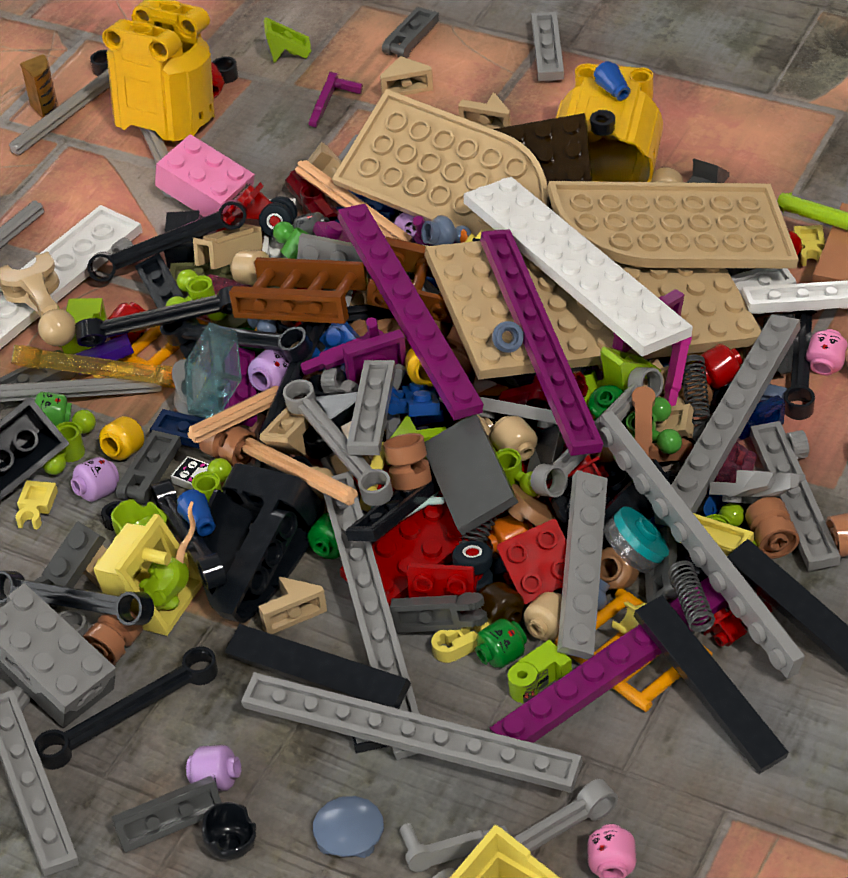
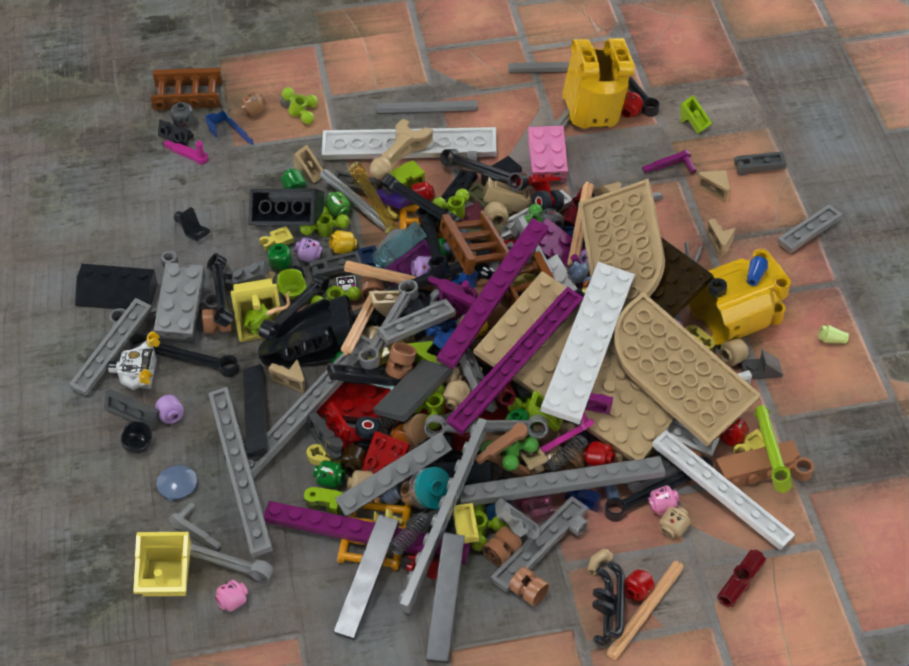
camera: 50 degrees right, 5 degrees up
(39, 85) = (556, 44): pearl gold brick -> none
(73, 507) = (279, 256): none -> green head
(96, 768) = (137, 365): none -> torso
(200, 510) = (304, 299): blue cone -> none
(517, 336) = (496, 344): sand blue plate -> none
(712, 107) = (830, 334): none -> yellowish green cone

